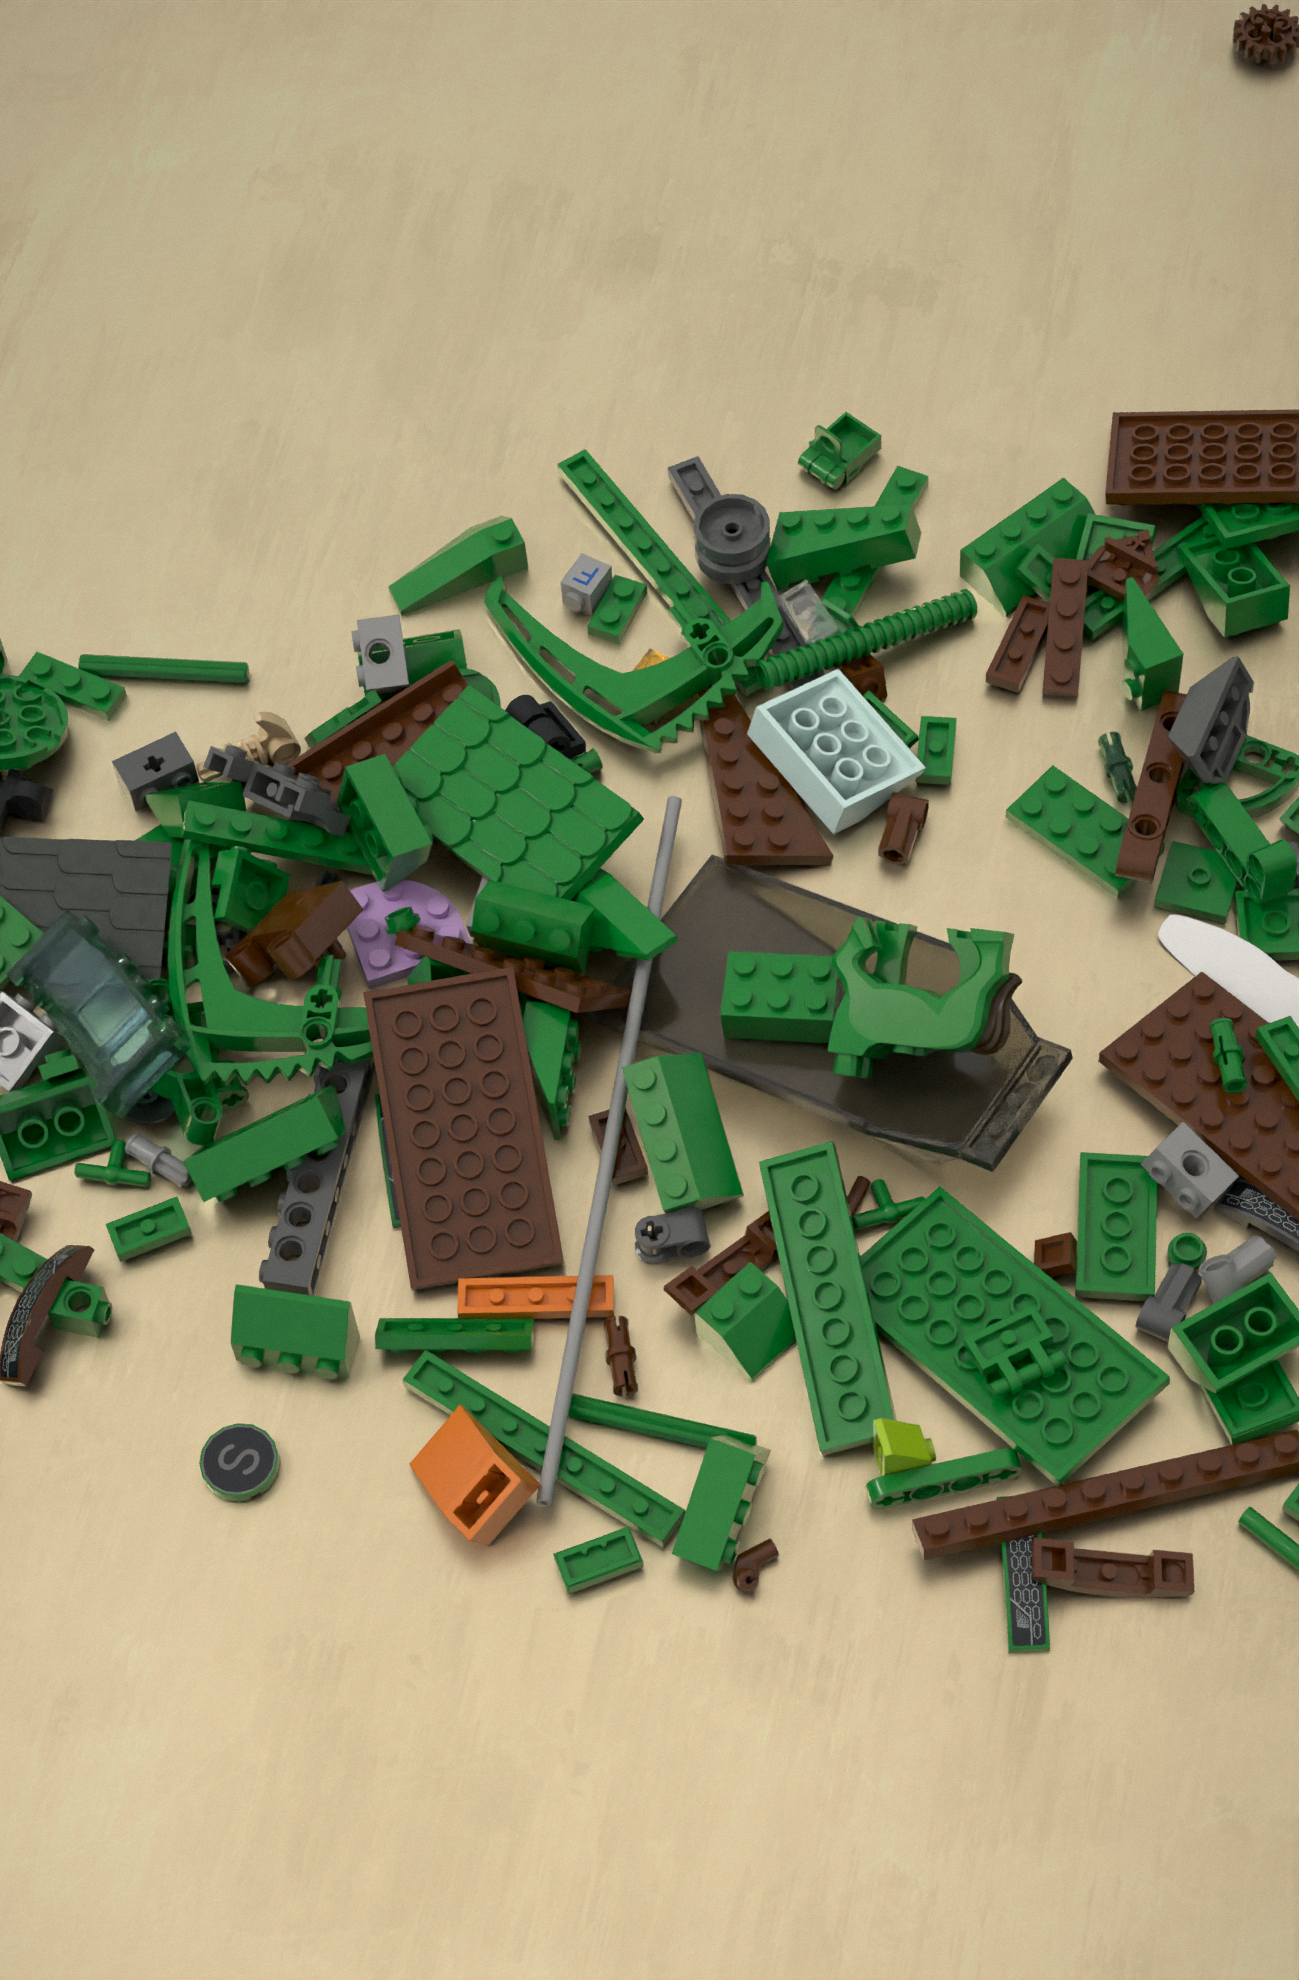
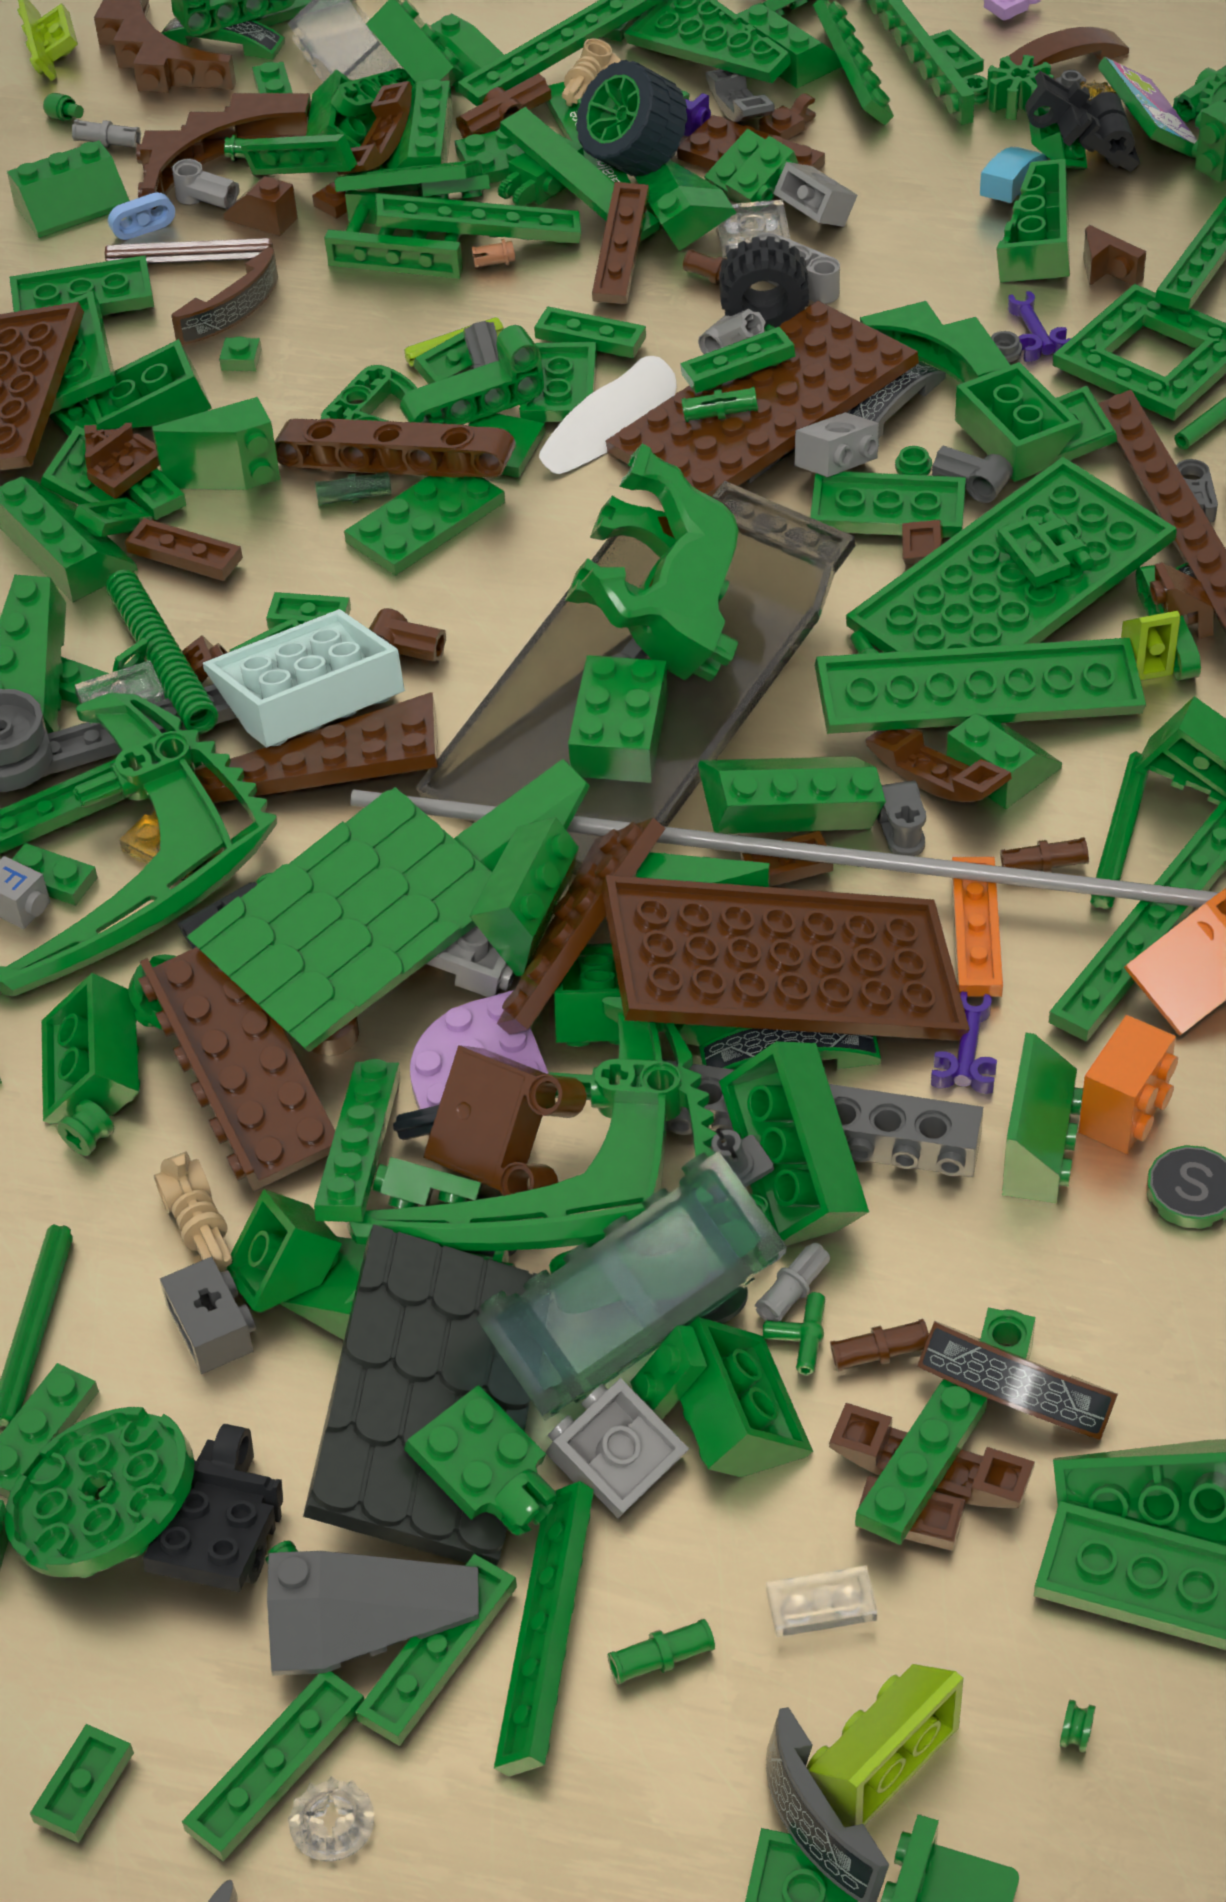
camera: 90 degrees left, 10 degrees down
(93, 1220) = (879, 1345): none -> reddish brown pin
(148, 1229) = (890, 1284): green plate -> none
(246, 1098) = (743, 1156): none -> dark grey bracket
(279, 788) = (299, 1130): dark grey bracket -> none
(324, 1400) = (1128, 1085): none -> orange brick
(337, 670) = (85, 1127): none -> green wheel
(343, 718) = (169, 1106): green wing -> none
(379, 1287) = (965, 1069): none -> dark purple bar
(384, 820) = (363, 1029): green slope -> none
(387, 634) = (109, 1035): light grey brick -> none
(401, 920) = (488, 1032): green plate -> none
(466, 1334) = (1025, 984): green plate -> none
(953, 1475) = (1183, 594): none -> reddish brown slope
(1065, 627) = (177, 507): reddish brown plate -> none
(1157, 1526) = (1201, 488): none -> dark grey piece
(1214, 721) = (345, 388): dark grey wedge -> none
(1237, 1269) = (938, 426): light grey piece -> none

